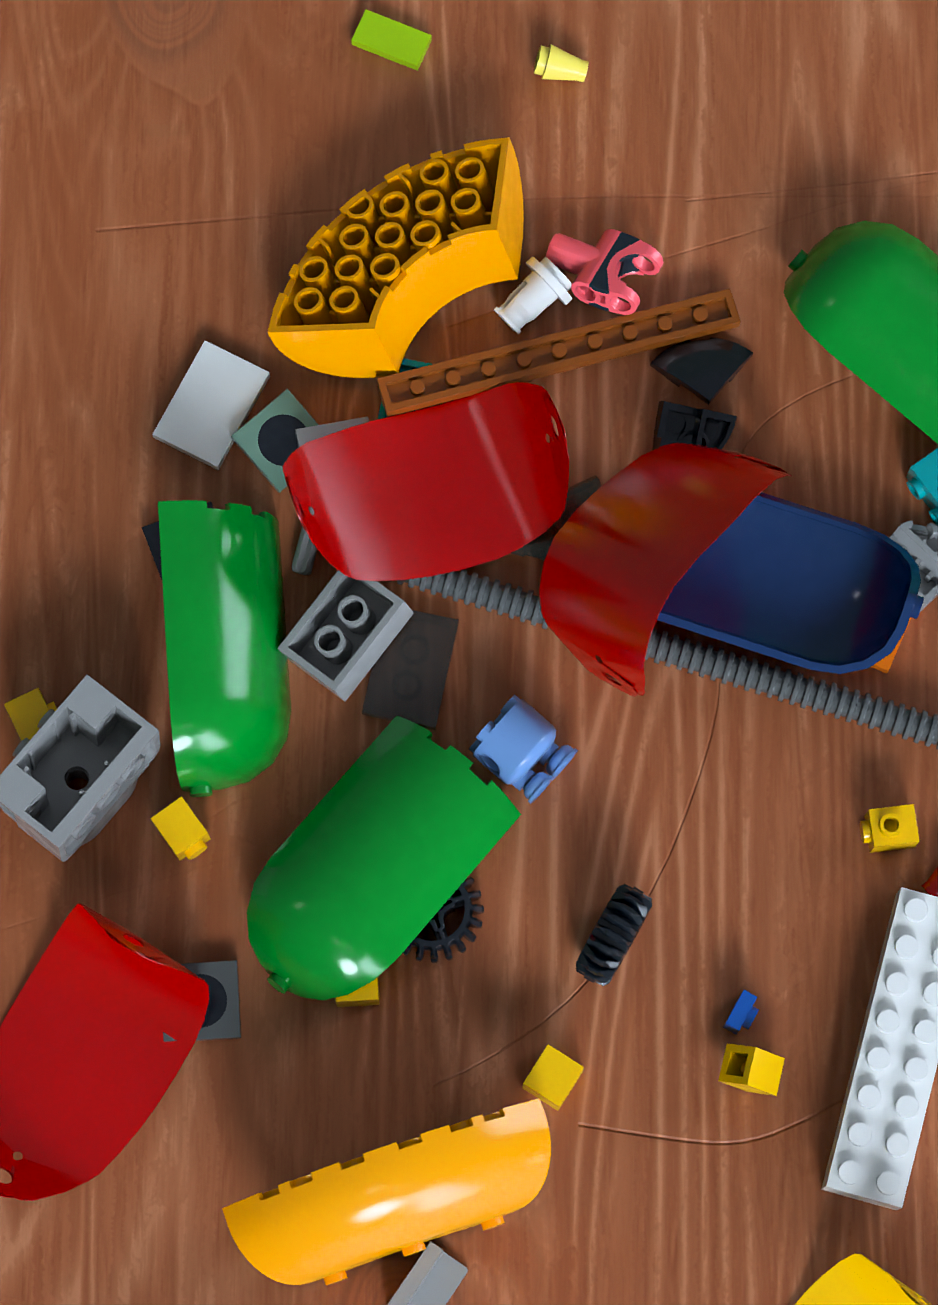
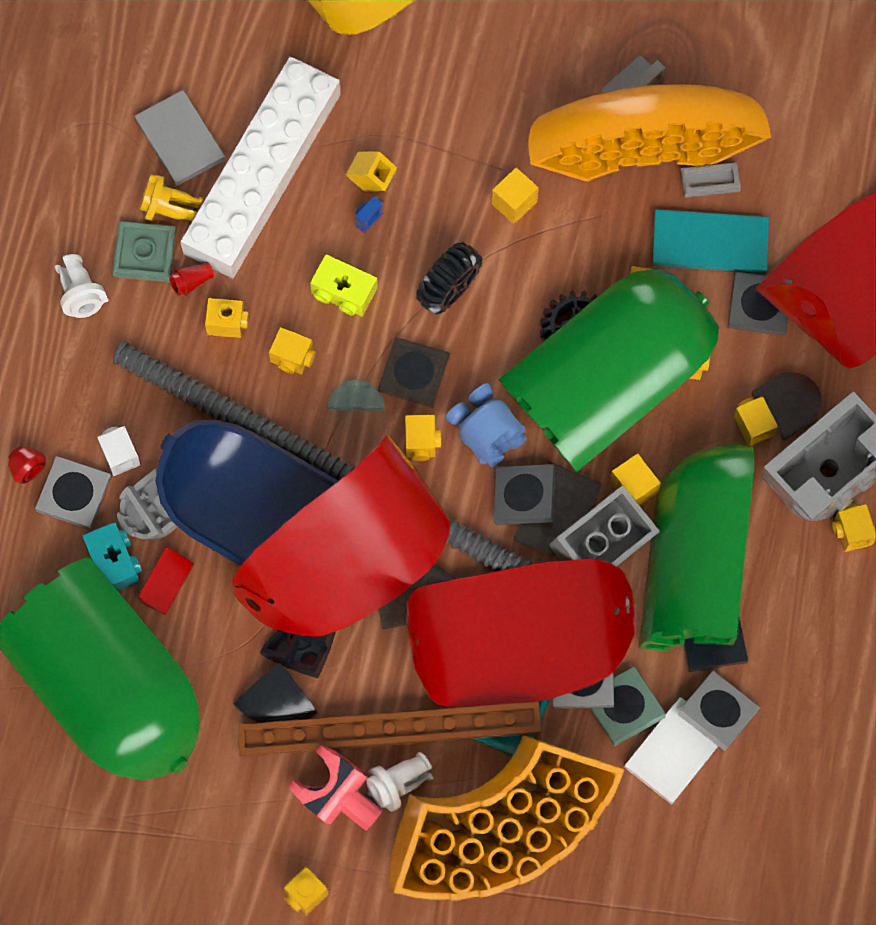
camera: 170 degrees left, 5 degrees down
(141, 873) = (791, 400): none -> clear smoke tile
(167, 456) = (718, 711): none -> light grey tile
(280, 1076) = (710, 241): none -> teal tile
(293, 1163) = (710, 179): none -> light grey tile
(320, 718) = (636, 479): none -> yellow piece
(456, 674) = (524, 494): none -> dark grey tile
(602, 722) = (421, 437): none -> yellow brick
(613, 150) = (305, 892): none -> yellow brick
(631, 812) = (414, 372): none -> clear smoke tile
(697, 765) = (356, 396): none -> clear light blue tile
(764, 919) = (334, 275): none -> neon yellow brick
(793, 800) = (291, 352): none -> yellow brick
(873, 479) = (165, 581): none -> red slope

